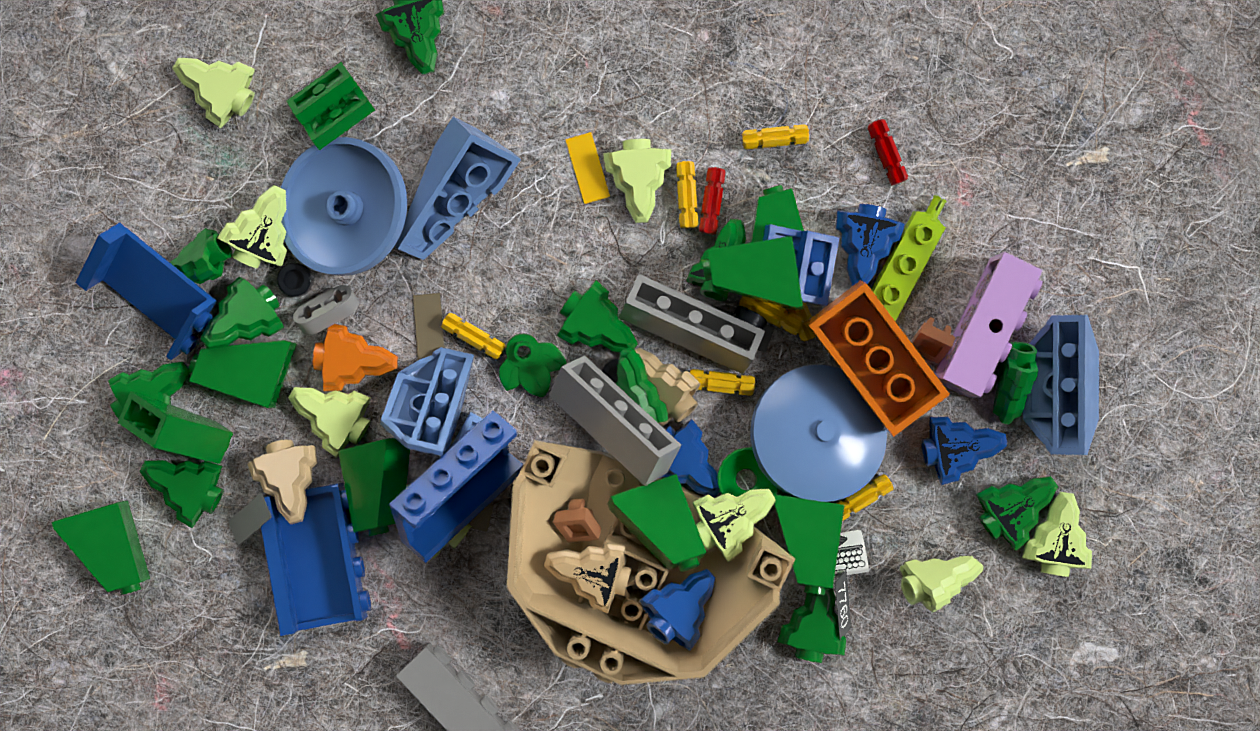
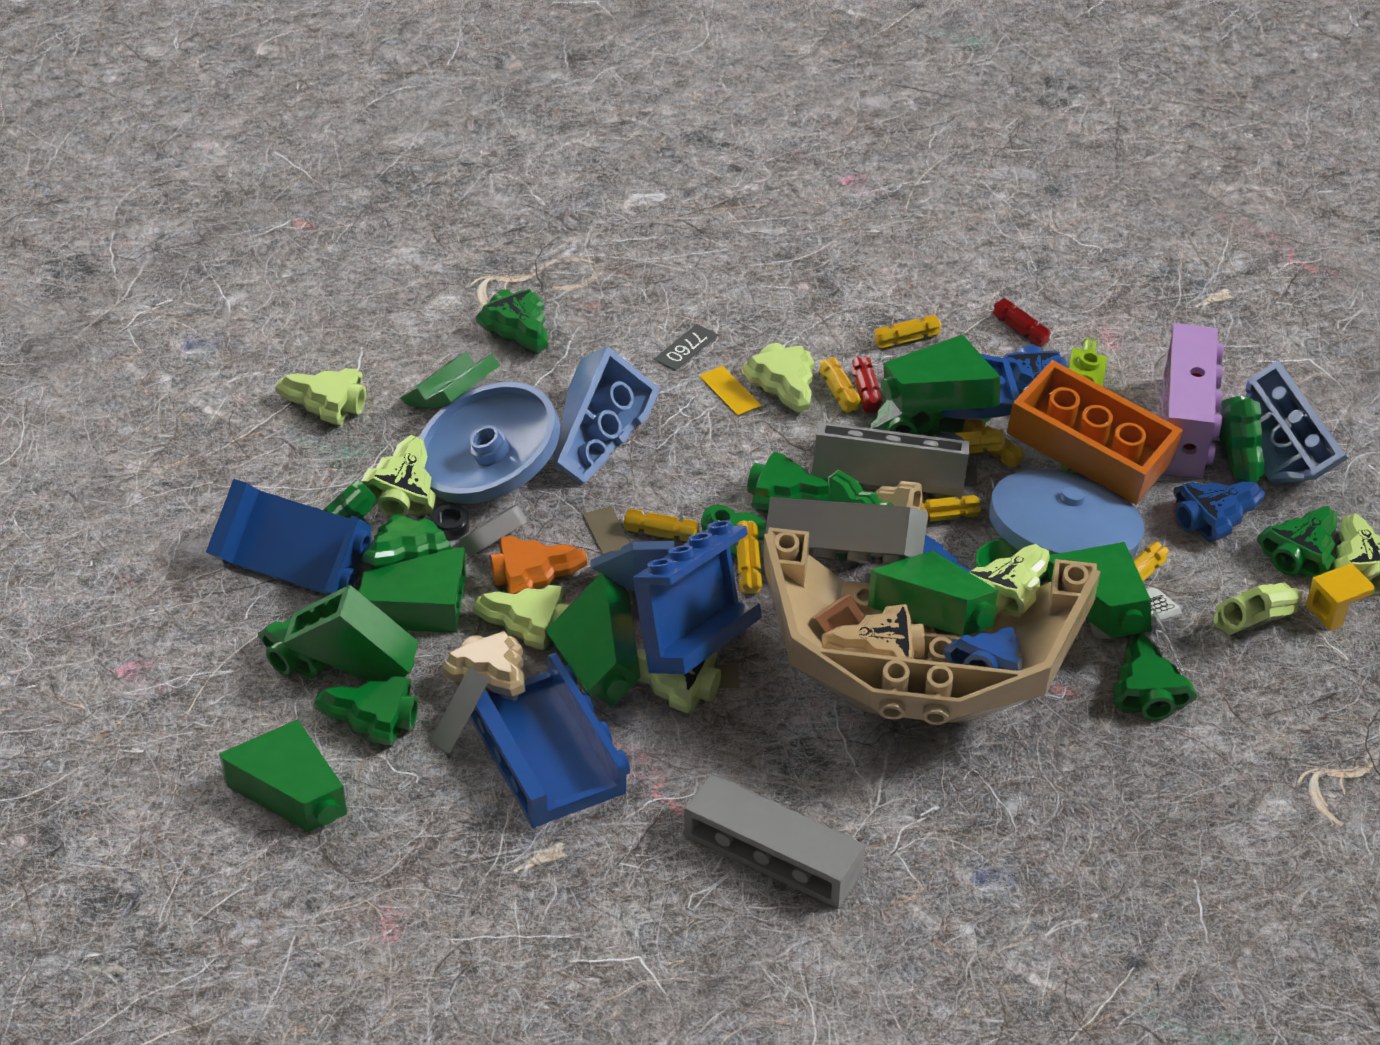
camera: 15 degrees left, 45 degrees down
(533, 402) = (749, 560): none -> yellow axle
(565, 96) = (686, 347): none -> dark grey sticker
(1013, 583) = (1334, 592): none -> yellow panel

